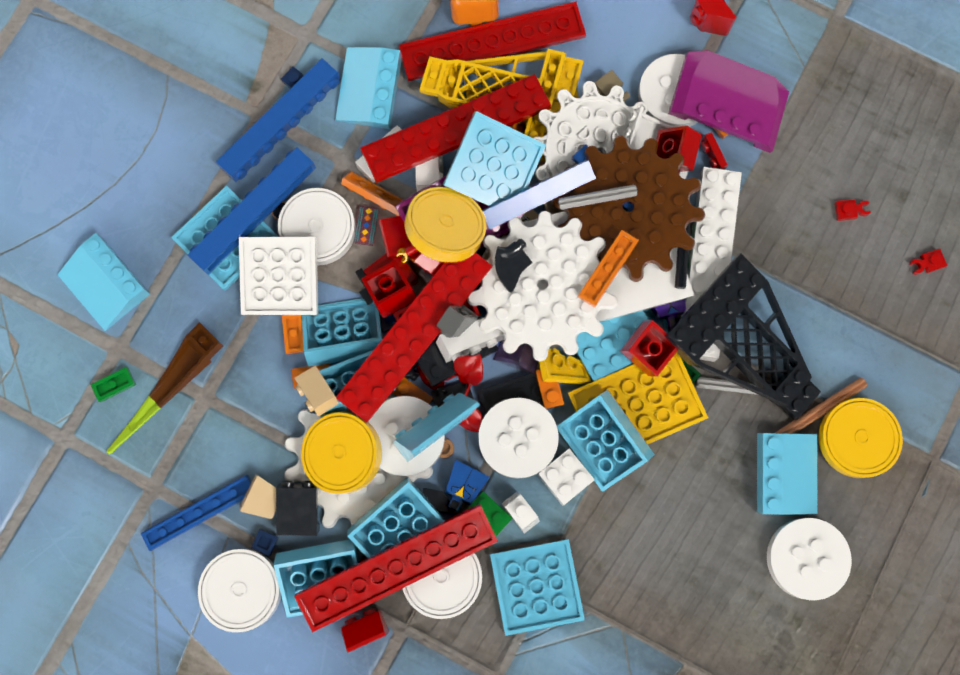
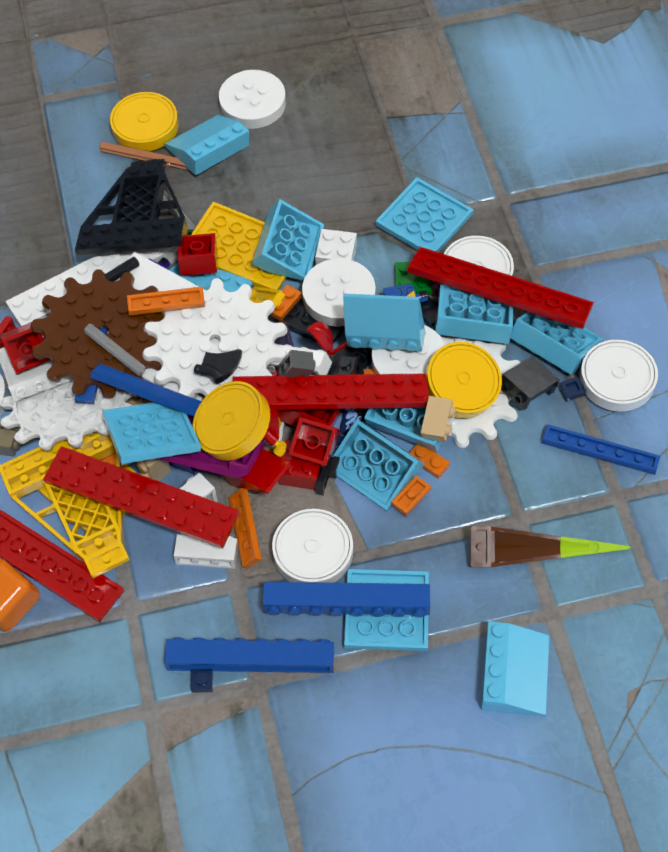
camera: 130 degrees left, 20 degrees down
(113, 384) = (580, 586): green plate -> none
(259, 498) = (548, 412): tan torso -> none
(278, 275) = (378, 536): white plate -> none
(364, 630) = (560, 275): red slope -> none
(366, 226) = (269, 522): clear pink tile -> none
(369, 86) = (157, 608): medium azure slope -> none
(521, 512) = (386, 251): white torso -> none

